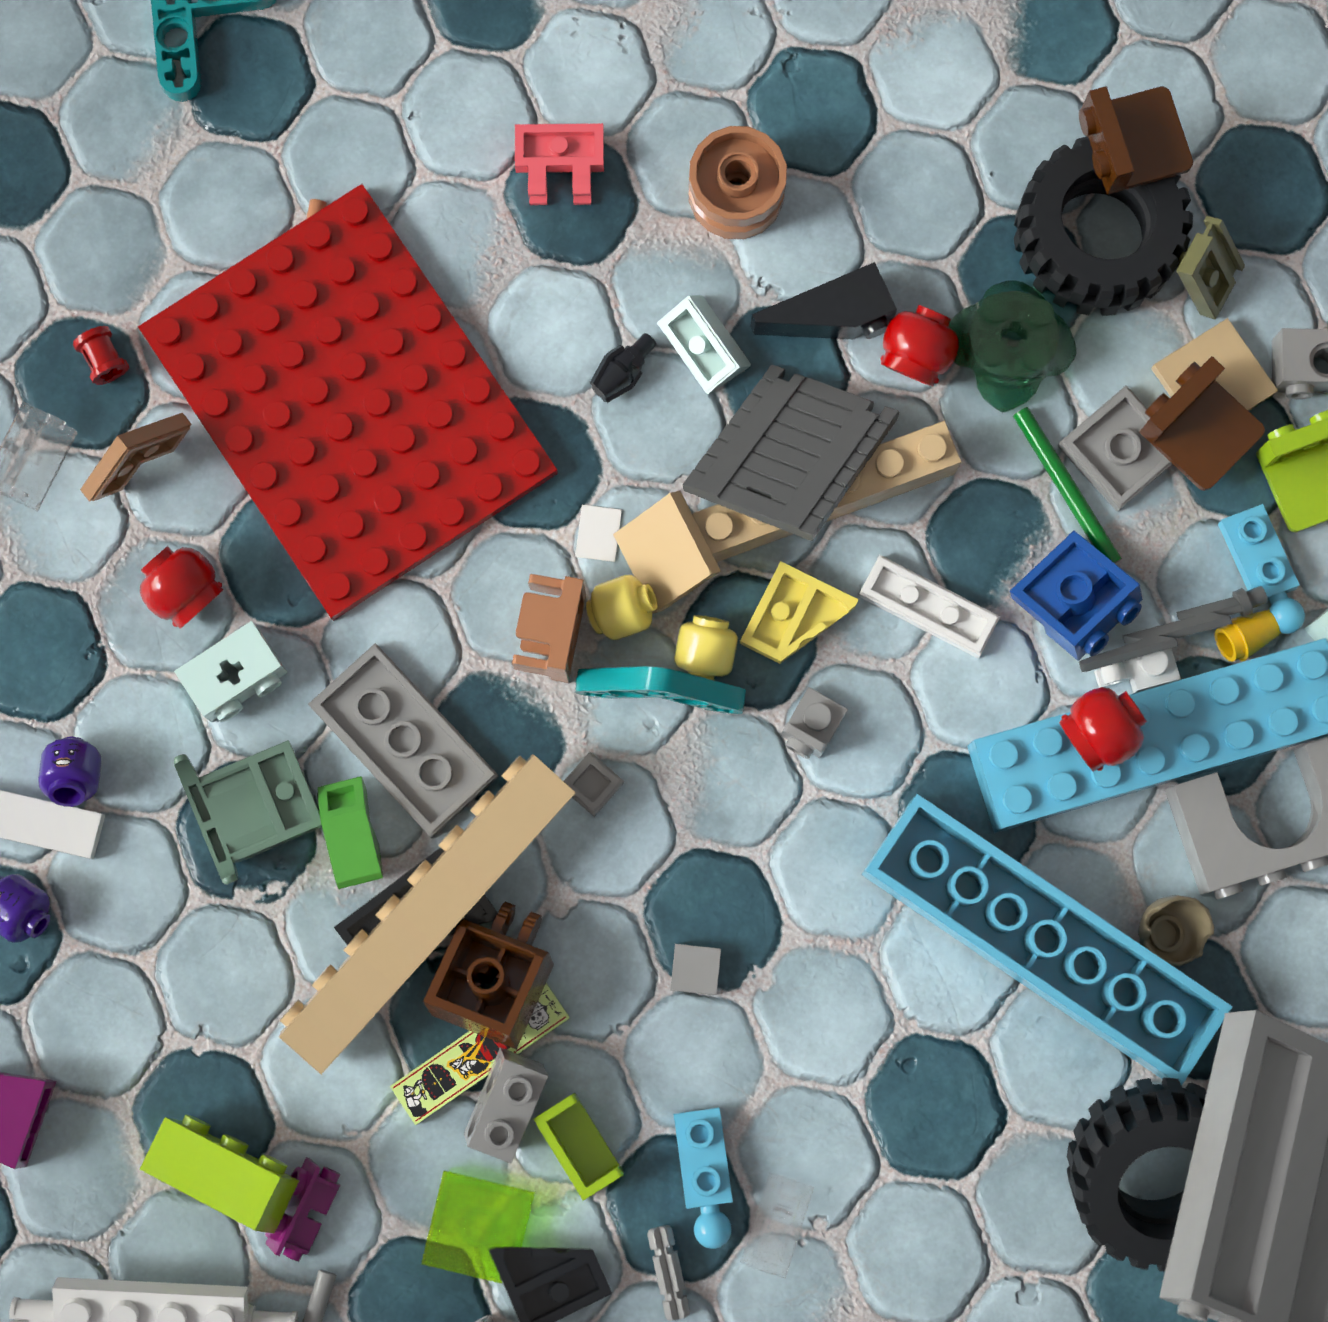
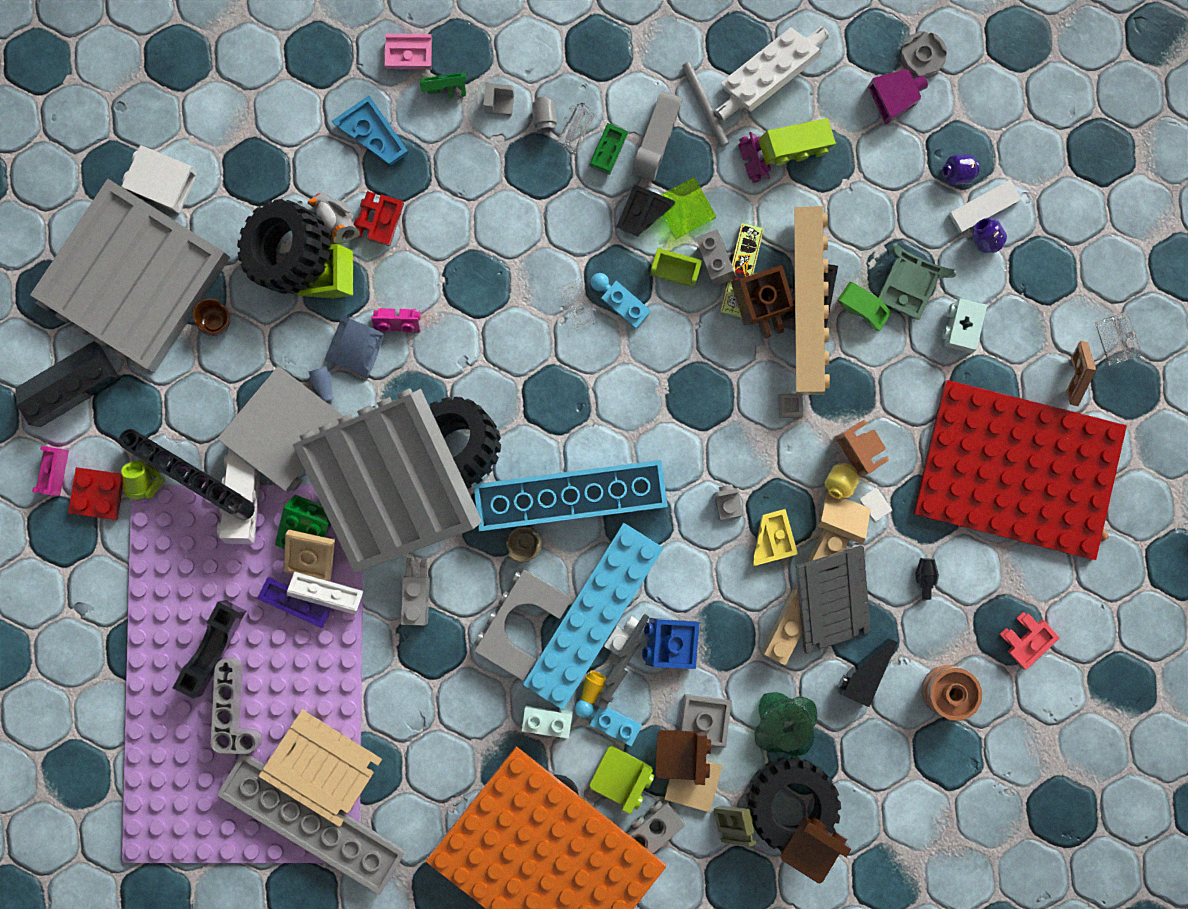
camera: 135 degrees right, 5 degrees up
(100, 355) = (1130, 401): red bush -> none
(179, 584) = (1016, 339): red piece -> none
(403, 740) = (876, 359): light grey tile -> none
(660, 683) = (798, 463): teal beam -> none
(668, 1273) = (601, 253): light grey axle -> none
(695, 969) = (689, 371): light grey tile -> none
(703, 343) = (904, 617): light aqua slope -> none
(706, 647) = (795, 494): light yellow head -> none
(920, 345) = (820, 689): red piece -> none
(929, 606) = (724, 589): white tile -> none
(1065, 484) = (713, 685): green bar -> none
(1104, 727) = (619, 592): red piece -> none

